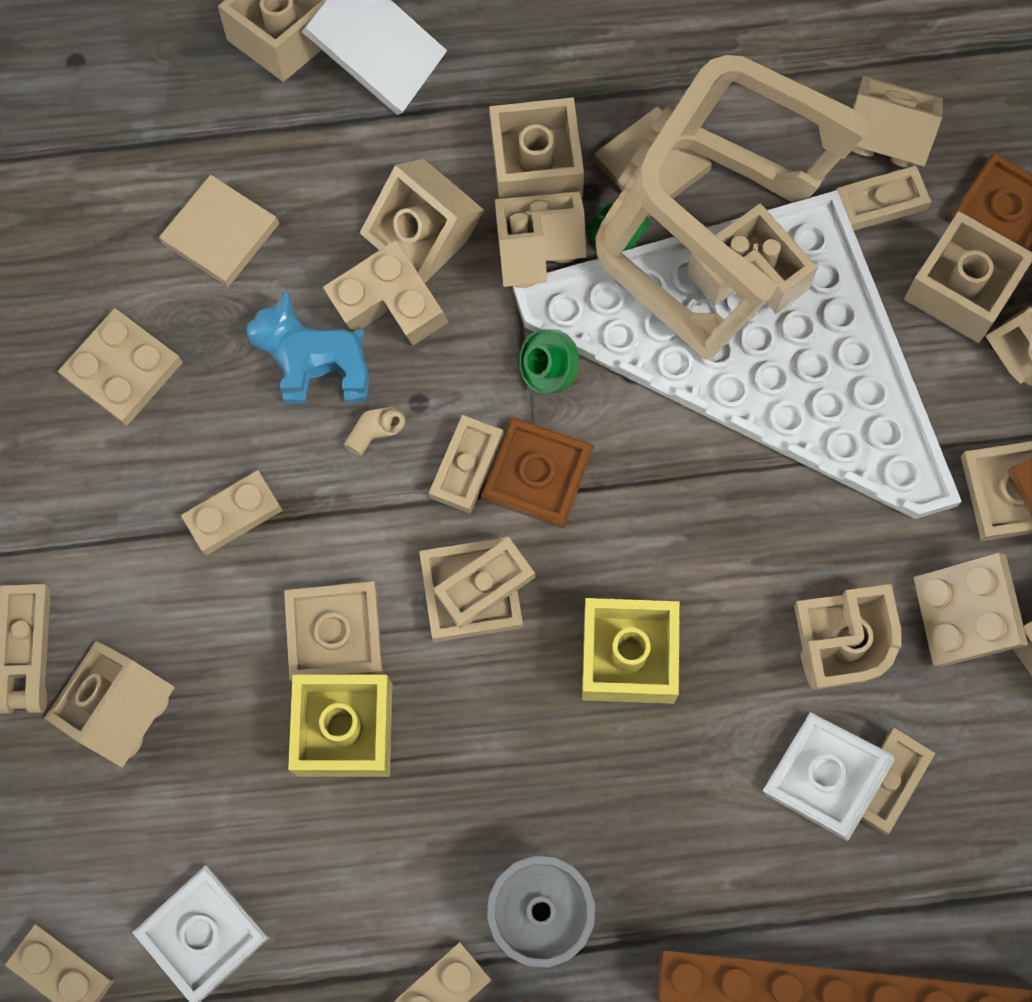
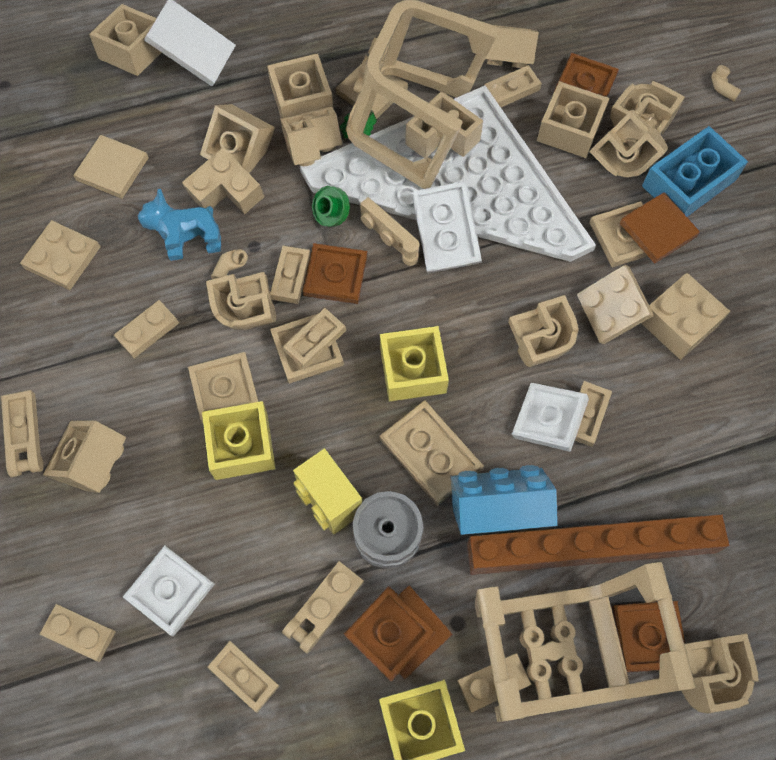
camera: 15 degrees left, 5 degrees down
(383, 499) = (241, 301): none -> tan brick
(461, 836) = (328, 490): none -> light yellow brick
(632, 795) = (429, 451): none -> tan tile
(635, 419) = (390, 231): none -> tan plate
(726, 429) = (446, 227): none -> white tile
(726, 903) = (503, 500): none -> dark azure brick

